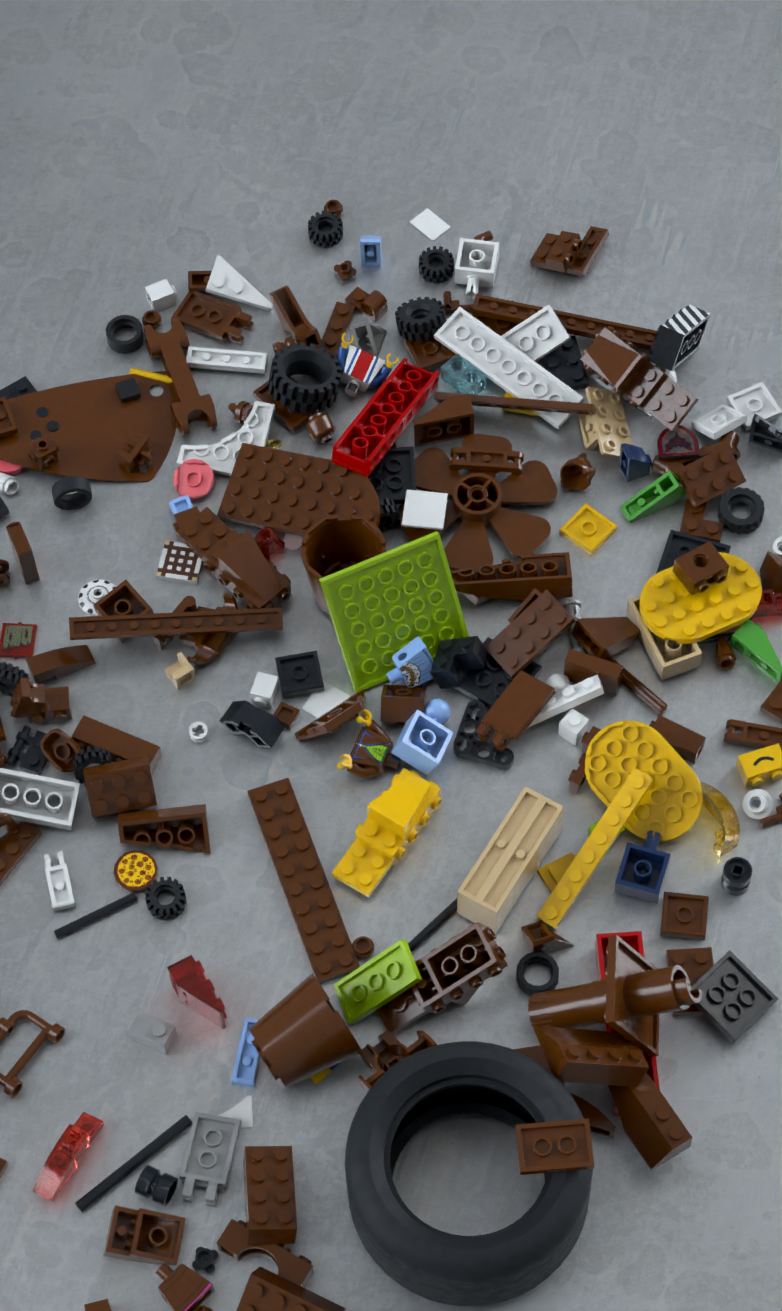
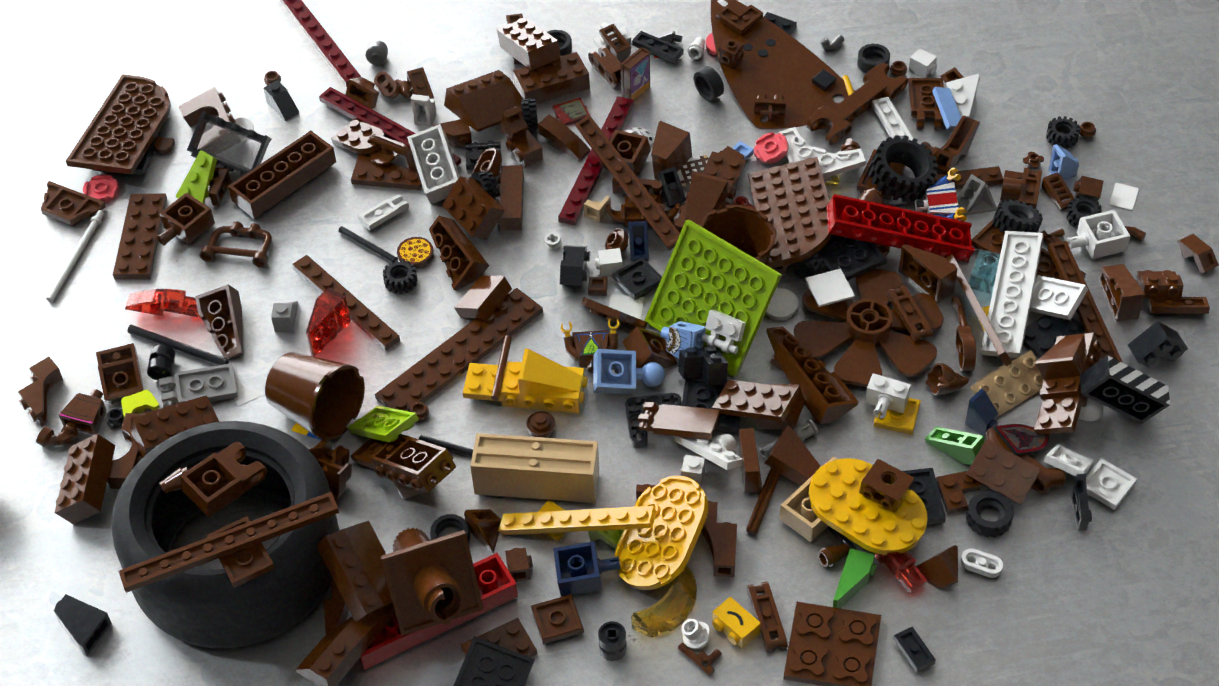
camera: 65 degrees right, 10 degrees down
(78, 360) = (826, 45): none -> dark grey arm
(110, 648) = (593, 165): none -> dark red plate
(122, 1100) = (223, 318): none -> reddish brown wedge
(150, 571) = (670, 148): none -> reddish brown slope
(156, 969) = (359, 313): none -> reddish brown plate
(198, 1228) = (139, 402): none -> neon yellow piece
(200, 589) = (671, 186): none -> black slope
(241, 672) = (617, 239): none -> reddish brown plate
(242, 304) = (947, 107): none -> light blue tile
(247, 826) = (483, 297): none -> reddish brown container
(248, 650) = (638, 240): none -> dark blue slope
(361, 843) = (501, 368): none -> reddish brown bar
(390, 276) = (1056, 181): none -> reddish brown slope
(393, 296) = (1030, 187): none -> reddish brown plate
(414, 245) = (1088, 187): none -> reddish brown brick
(430, 1180) = (173, 481): none -> reddish brown cone
(432, 617) = (726, 326): none -> white plate
(443, 838) = (541, 424): none -> reddish brown plate
(454, 1128) = (221, 479): none -> reddish brown brick
(532, 203) = (1202, 253): none -> reddish brown slope
(548, 435) = (964, 339): none -> reddish brown piece
(548, 1151) = (228, 542): none -> reddish brown plate
(551, 284) = (1122, 292): none -> reddish brown wedge
(575, 523) = (887, 394): none -> white brick
(605, 922) = (519, 564): none -> reddish brown brick
(629, 291) = (1157, 342): none -> black brick

